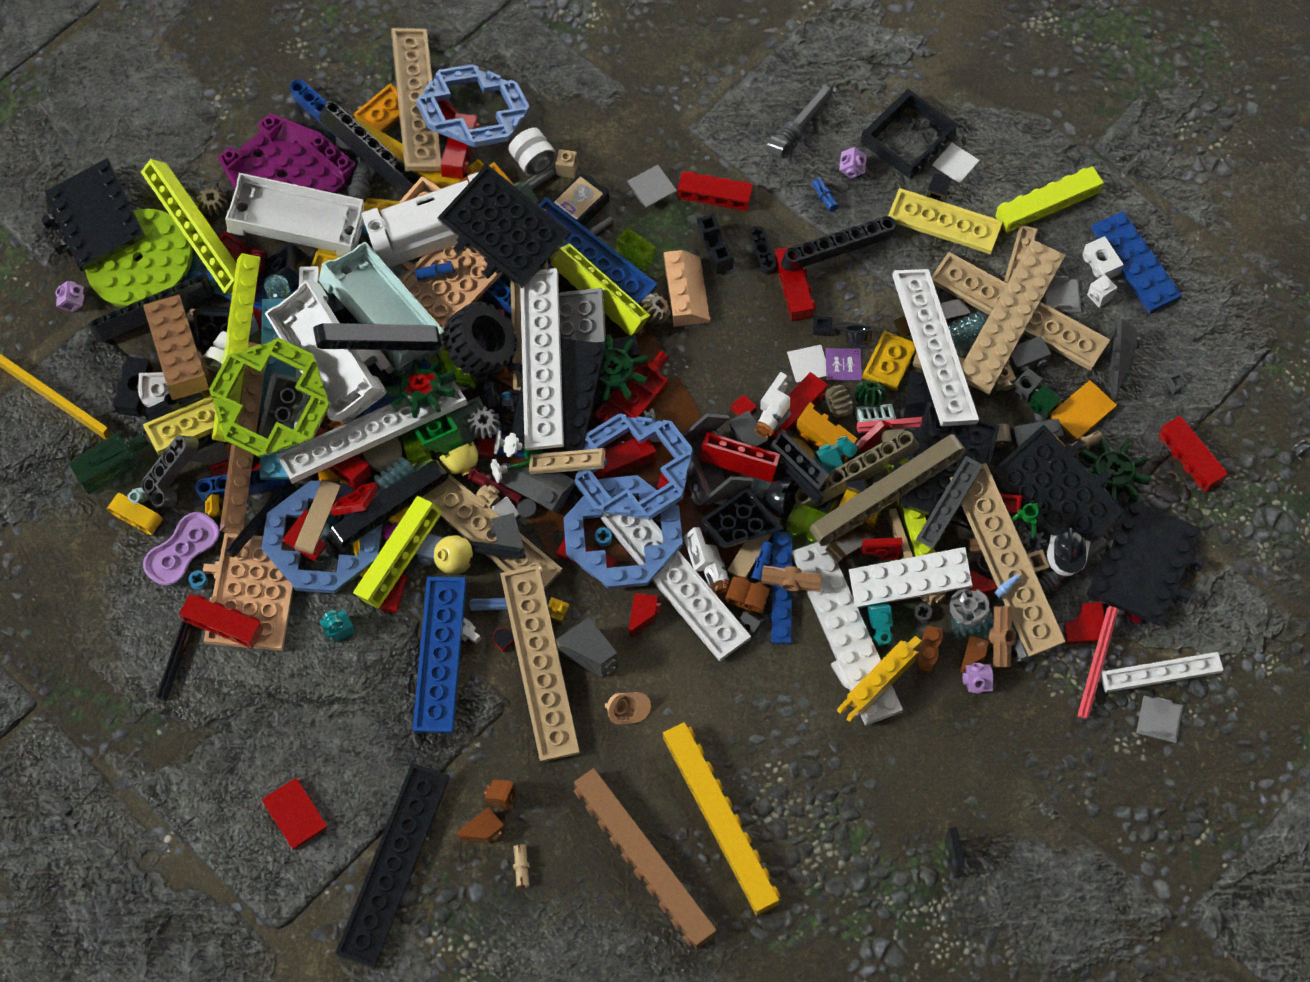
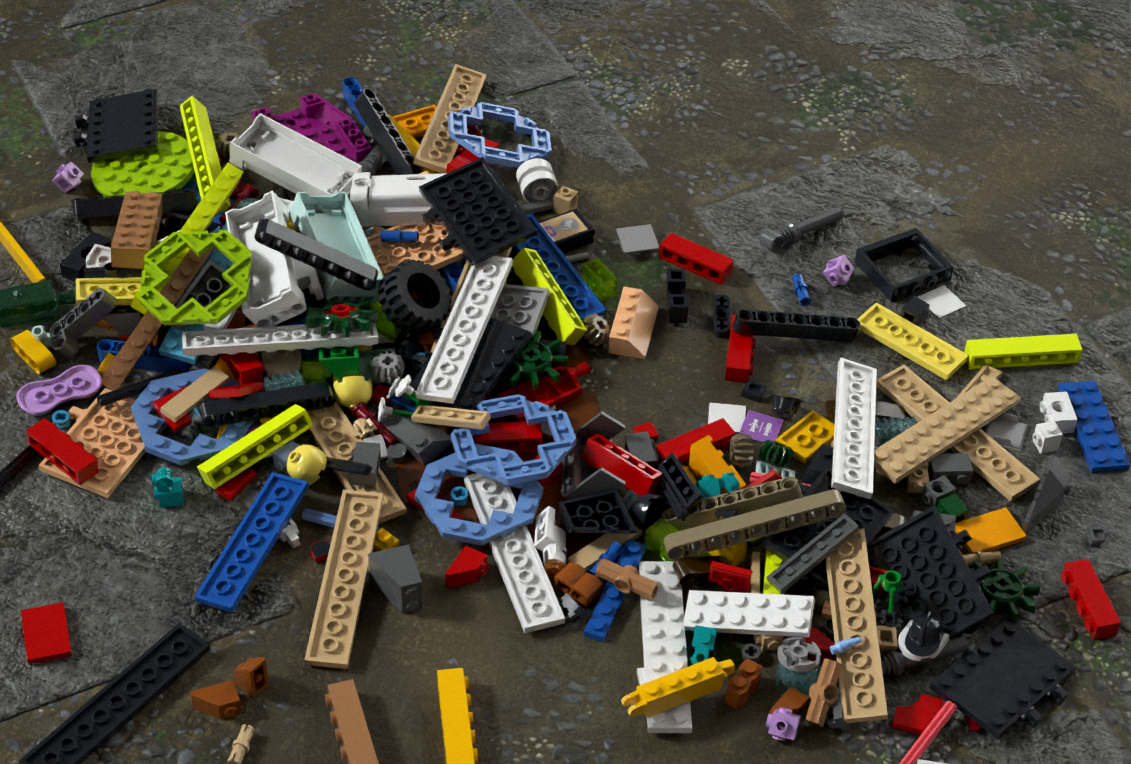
camera: 15 degrees right, 20 degrees down
(628, 707) = (413, 641): light nougat piece -> none
(775, 407) = (673, 433): white plate -> none

